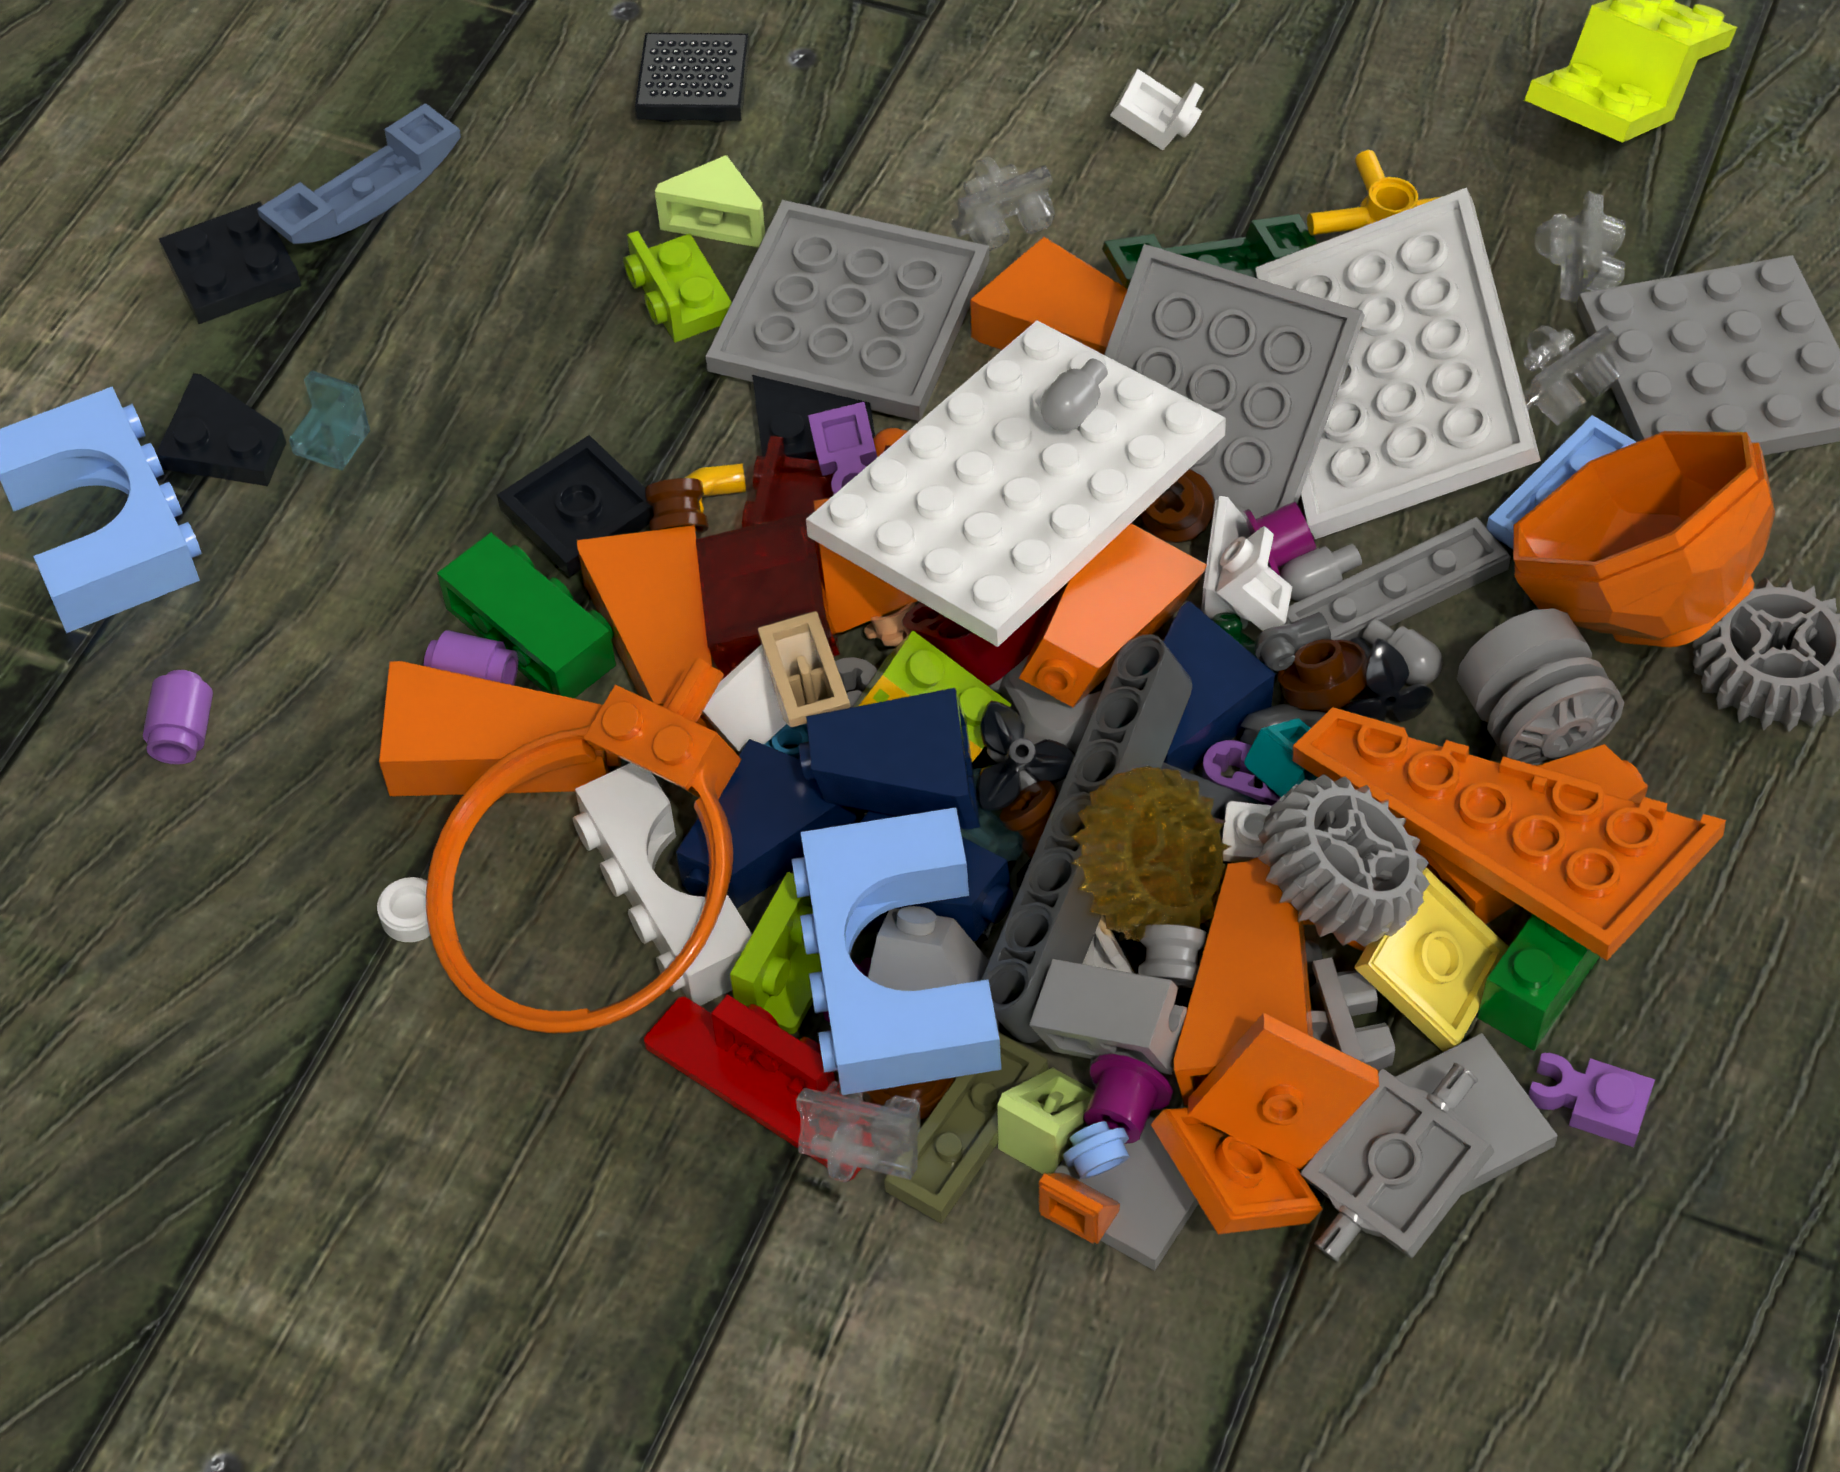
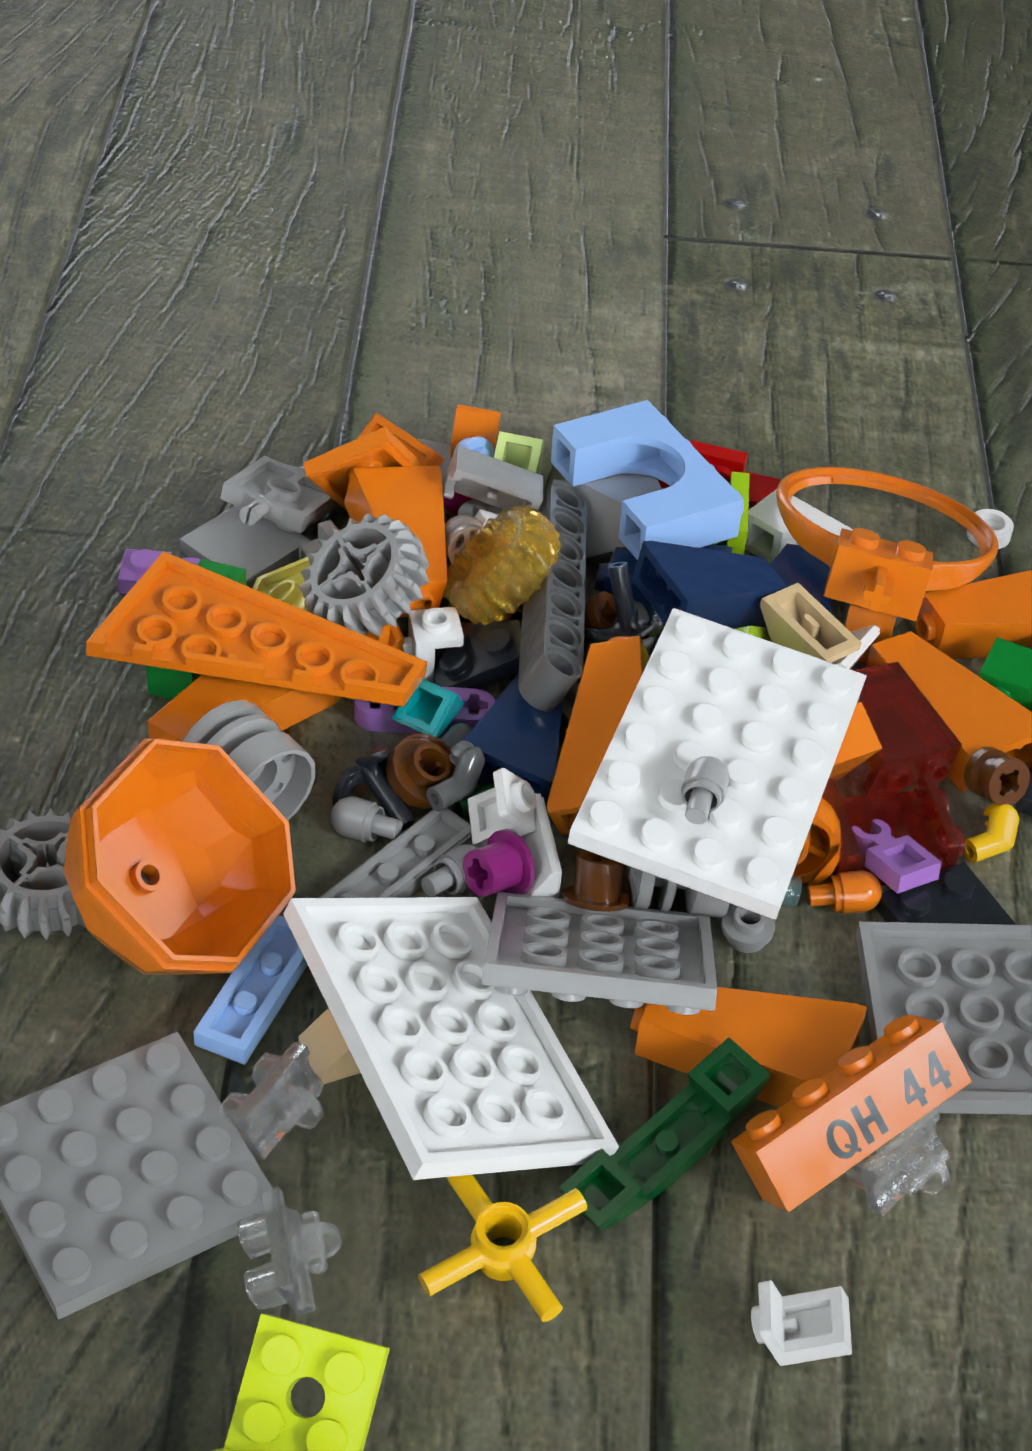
camera: 155 degrees right, 10 degrees down
(1040, 207) = (850, 1111): none -> orange brick

